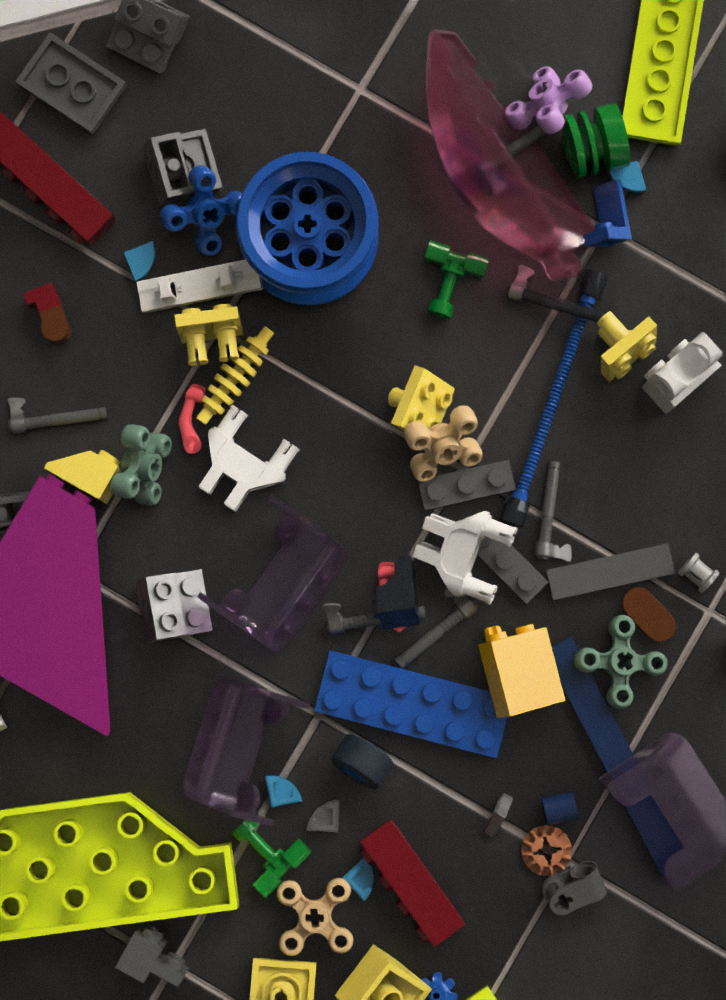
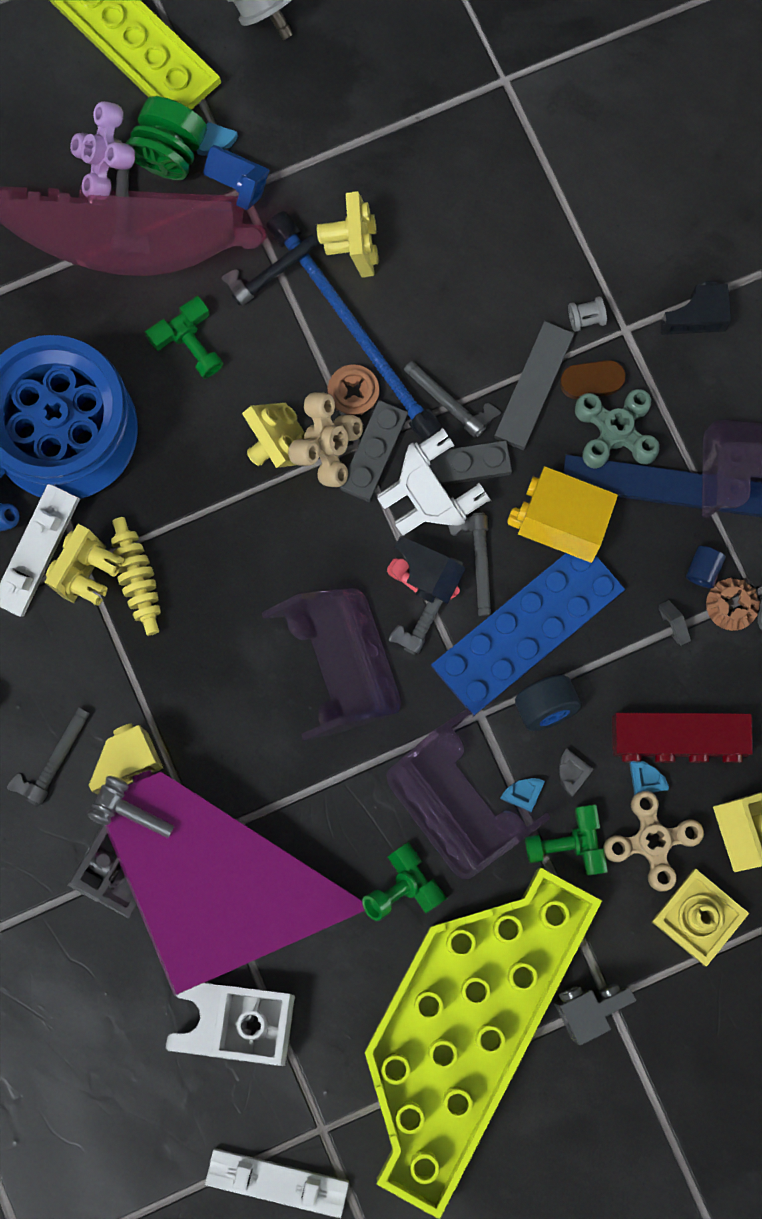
camera: 55 degrees left, 5 degrees down
(44, 489) = (111, 801): none -> flat silver piece
(141, 465) = (152, 708): sand green gear -> none
(151, 753) = (408, 882): none -> green bar
(172, 606) = (294, 771): flat silver brick -> none
(189, 436) = (162, 654): coral piece -> none
(241, 465) = (215, 626): white connector -> none
(514, 424) = (352, 376): none -> nougat gear
(687, 369) = (411, 202): white brick -> none

